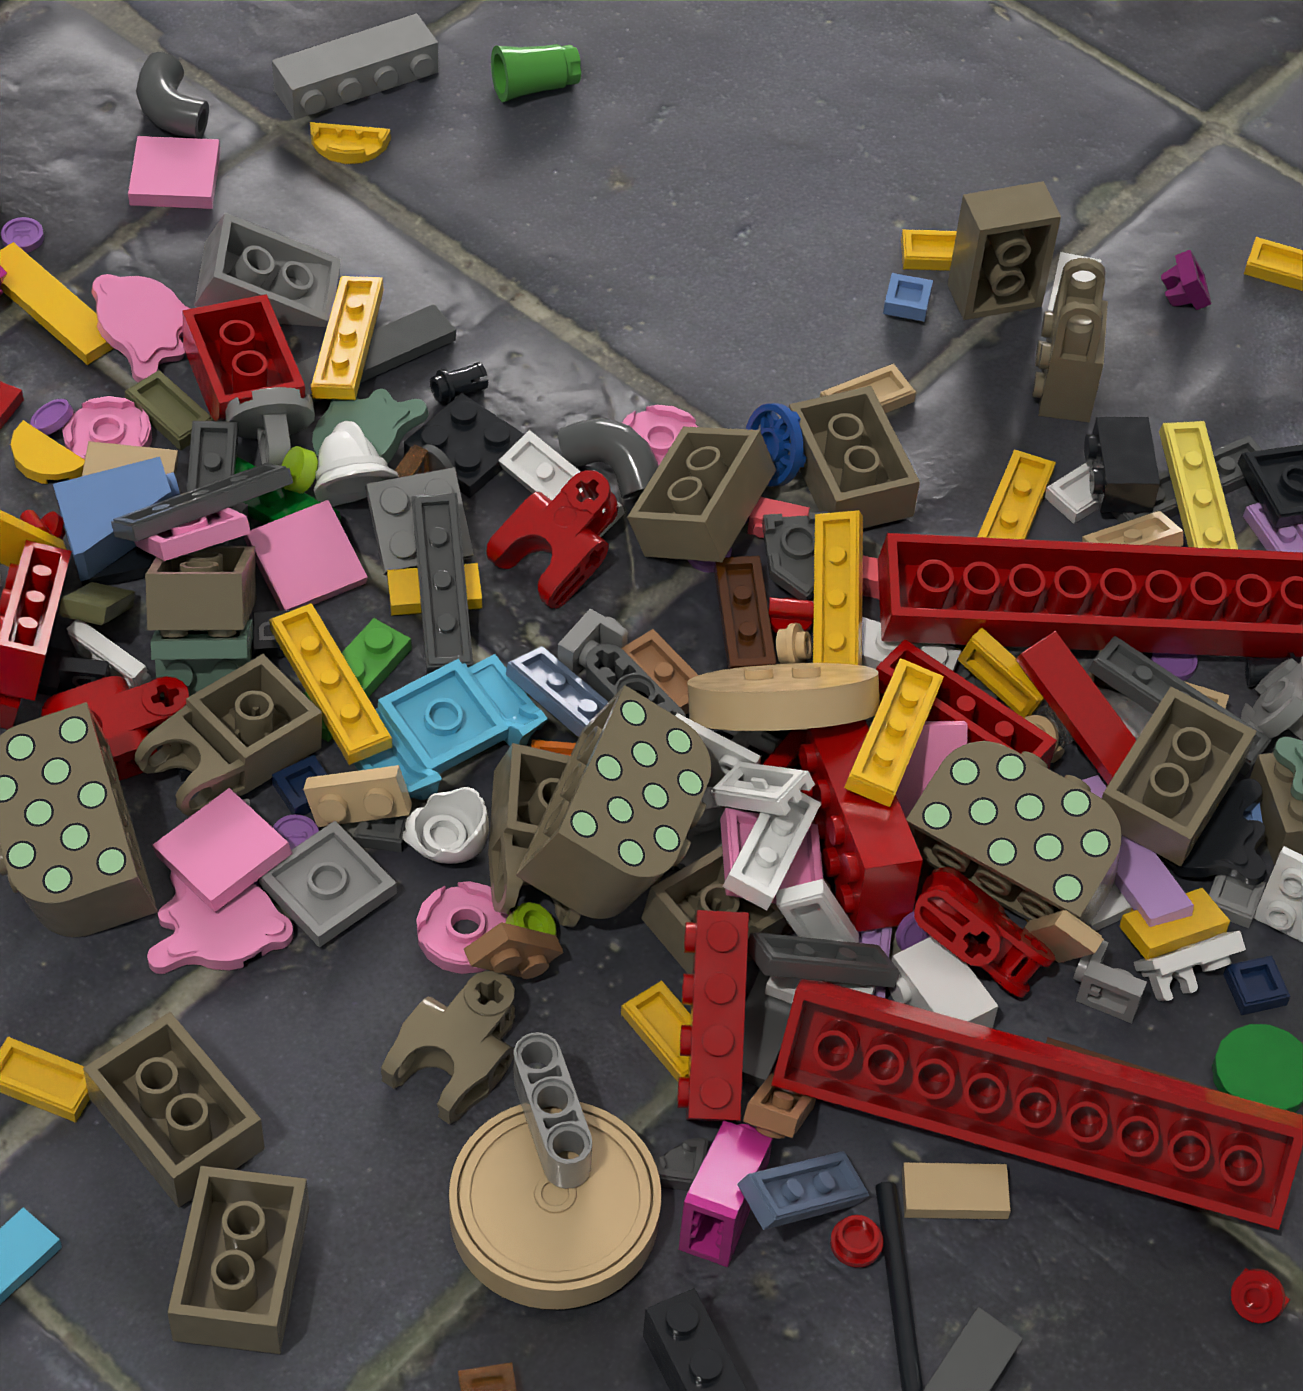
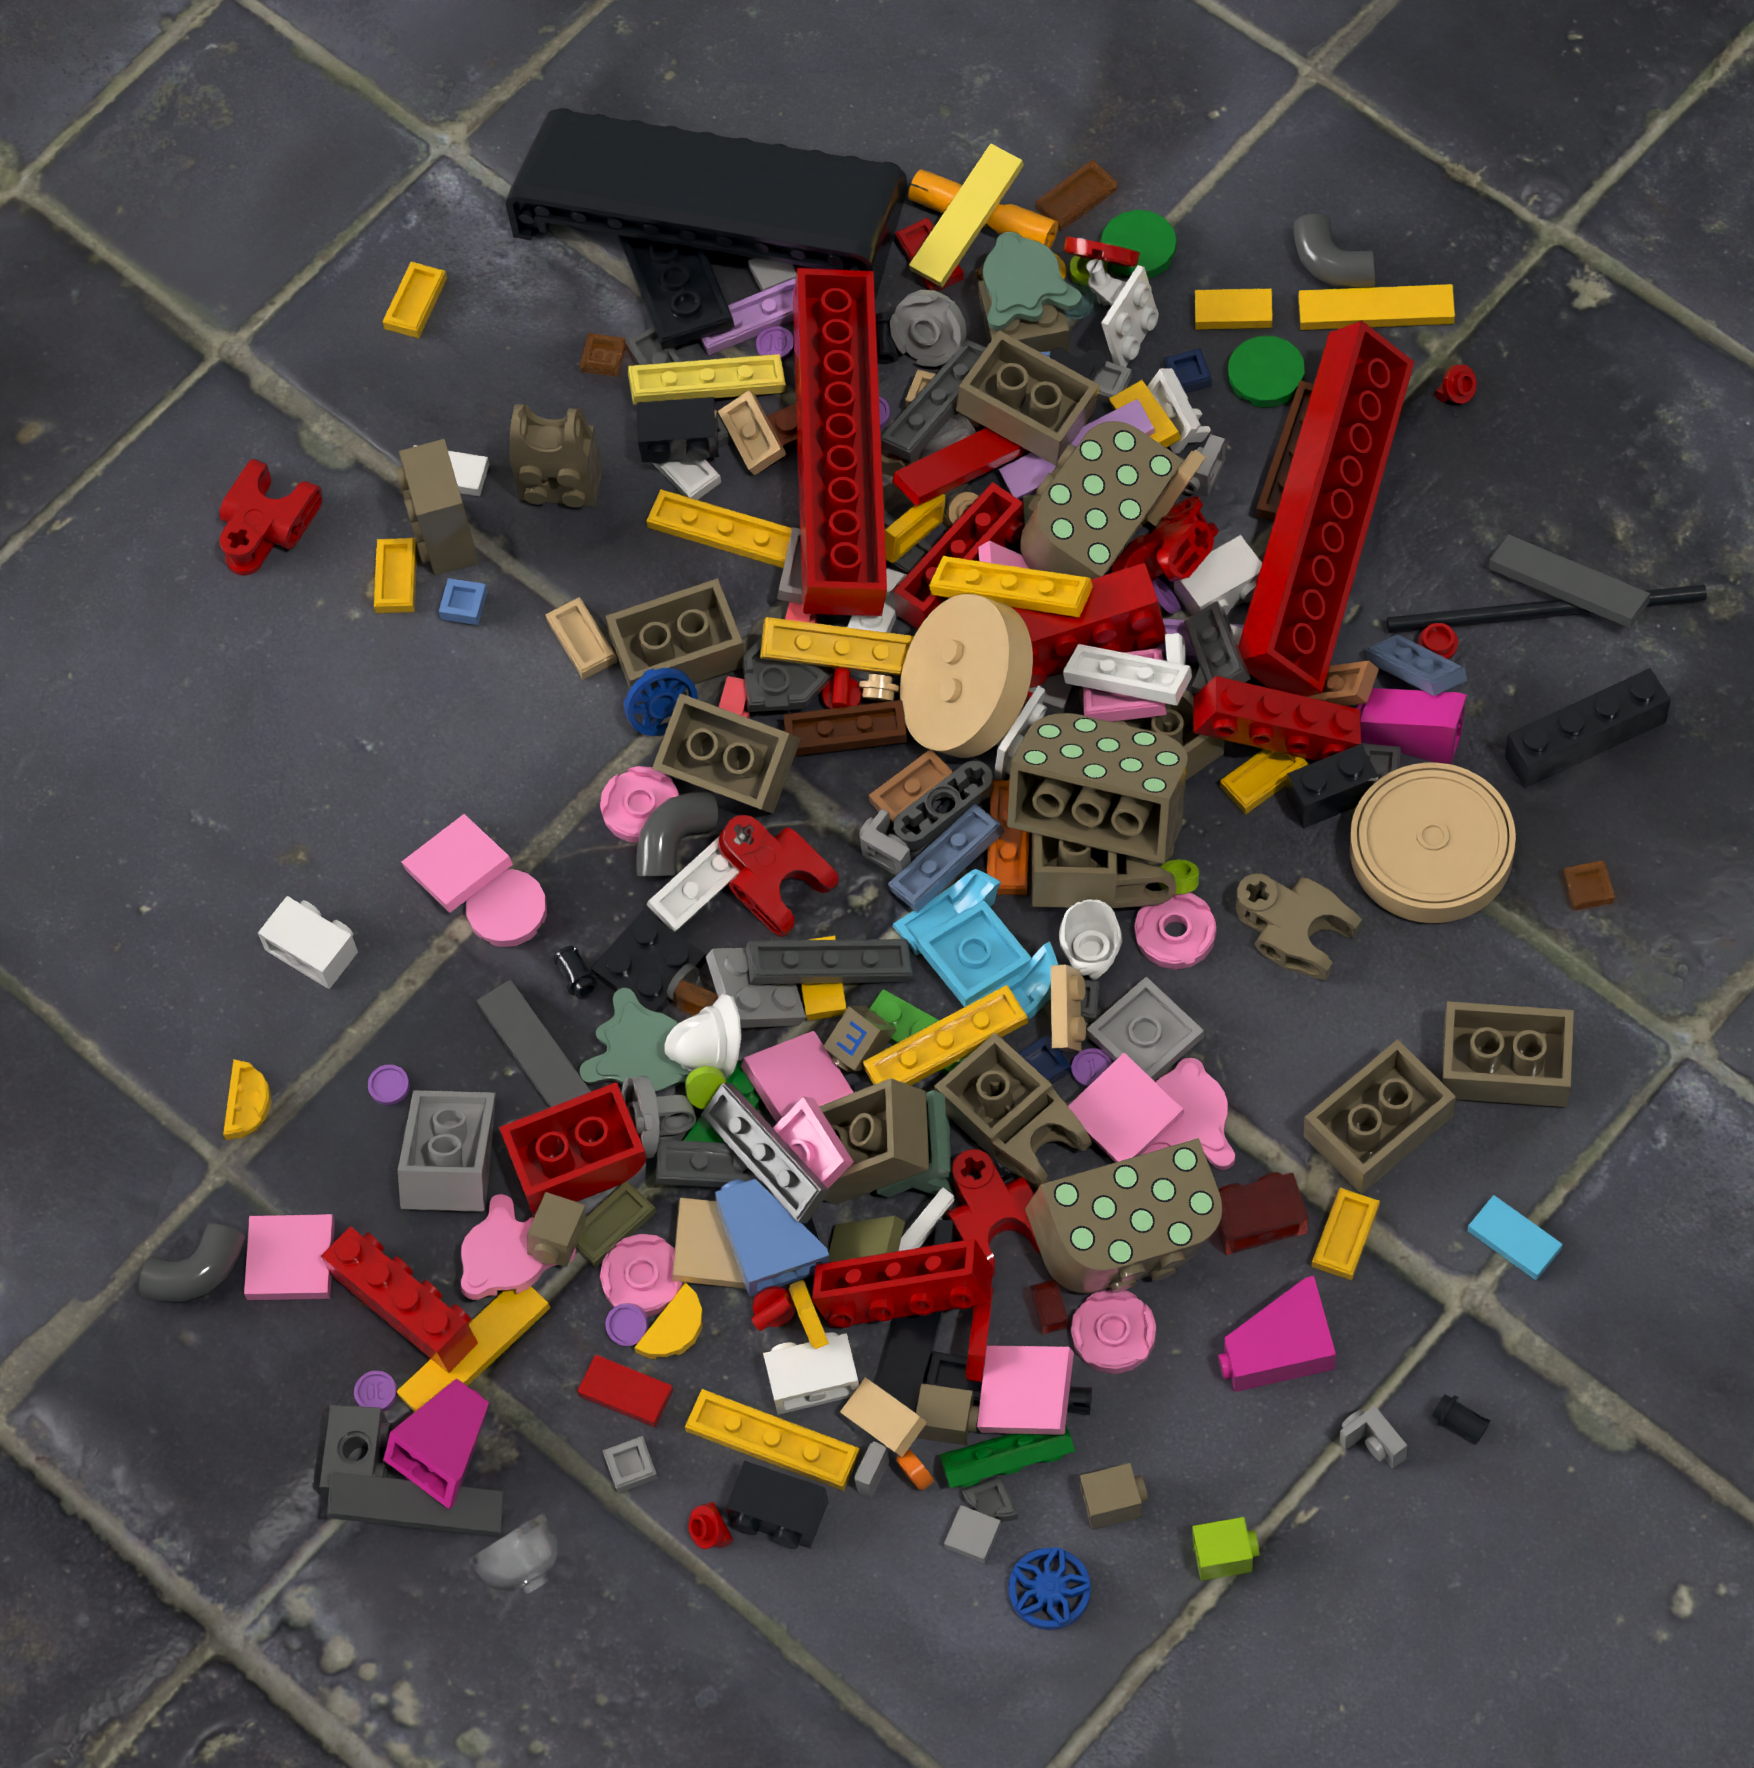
camera: 80 degrees left, 10 degrees up
(75, 981) = (1261, 1212): none -> clear red brick
(100, 234) = (400, 1299): none -> red brick
(150, 344) = (555, 1230): none -> dark tan brick
(347, 338) = (527, 1067): yellow tile -> none
(347, 606) = (858, 1037): none -> dark tan brick
(352, 245) = (388, 1085): none -> medium lavender piece
(355, 66) = (147, 1095): light grey brick -> none
(510, 177) = (308, 941): none -> white brick
(514, 951) = (1220, 874): medium nougat plate -> none
(533, 69) = (157, 931): bright green plant -> none
(542, 332) = (507, 909): none -> bright pink tile
(552, 1131) = (1384, 816): light grey beam -> none
(593, 288) = (457, 863): none -> bright pink tile
(642, 1091) = (1330, 785): none -> black brick
(761, 788) = (1094, 650): white tile -> none
(955, 1190) = (1387, 578): tan tile -> none
(1005, 142) = (261, 522): none -> red piece
(1188, 282) = (436, 373): magenta tile -> none
(1232, 419) = (603, 354): none -> clear orange tile

